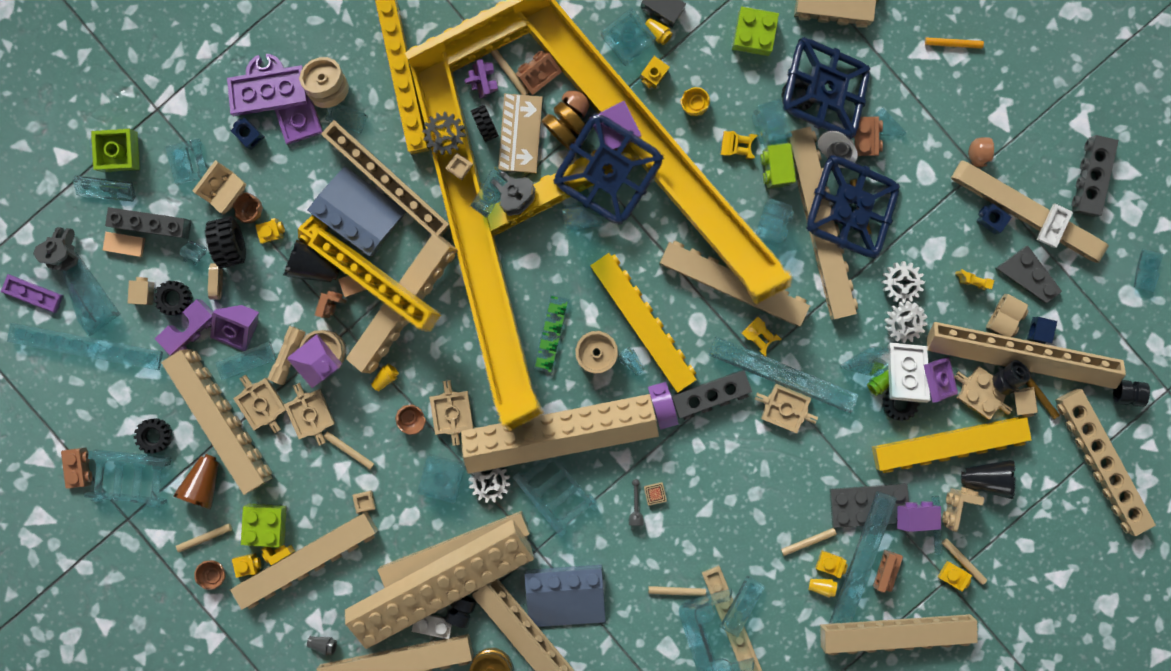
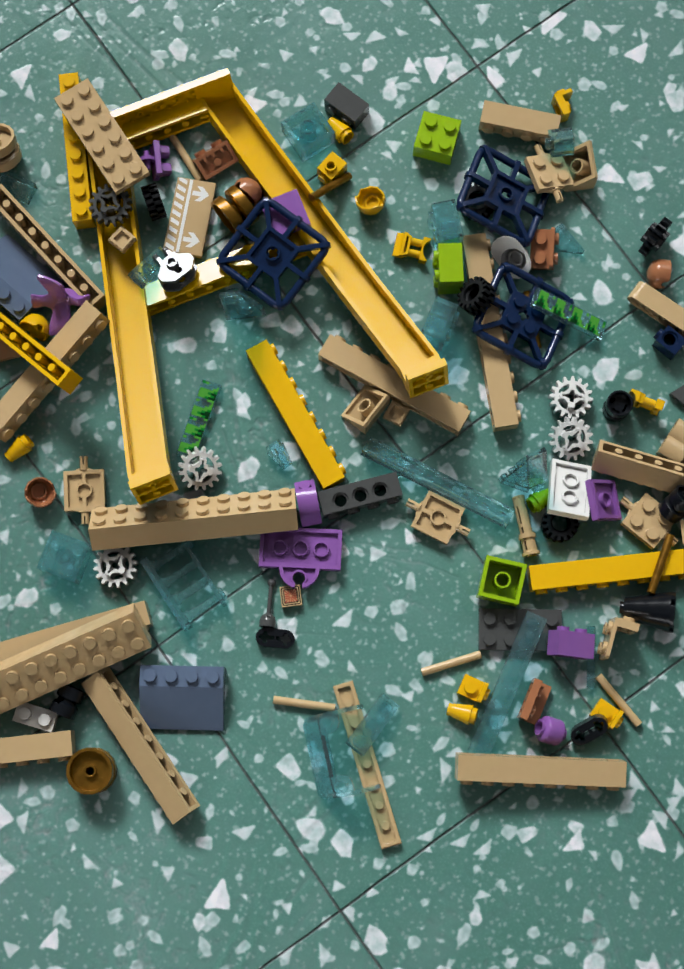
camera: 15 degrees right, 10 degrees down
(386, 258) = (36, 325): none -> yellow hair
(407, 234) = (59, 300): none -> medium lavender animal
(428, 65) = (102, 136): none -> tan plate
(558, 382) = (198, 477): none -> white gear
(607, 355) = (234, 431): tan wheel -> none
(645, 539) = (275, 633): none -> black beam
(655, 92) = (330, 186): none -> pearl gold bar
(663, 454) = (301, 552): none -> medium lavender plate
(709, 309) = (366, 408): none -> tan slope
(738, 310) = (396, 413): none -> tan tile
(753, 331) = (413, 433): yellow piece -> none
(800, 191) = (476, 296): none -> black tyre
(850, 464) = (501, 581): none -> lime brick
(867, 58) = (548, 173): none -> tan plate
(870, 418) = (526, 535): none -> tan pin
(878, 27) = (560, 142): none -> clear light blue brick
(895, 49) = (582, 167): none -> tan slope
(896, 200) = (568, 314): none -> tile
(904, 596) = (550, 730): none -> medium lavender head
(940, 592) = (592, 733): none -> black beam
(948, 287) = (617, 406): none -> black wheel
(954, 43) = (638, 167): light orange bar -> none
(976, 116) = (655, 236): none -> black gear
(998, 436) = (660, 564): none -> pearl gold bar

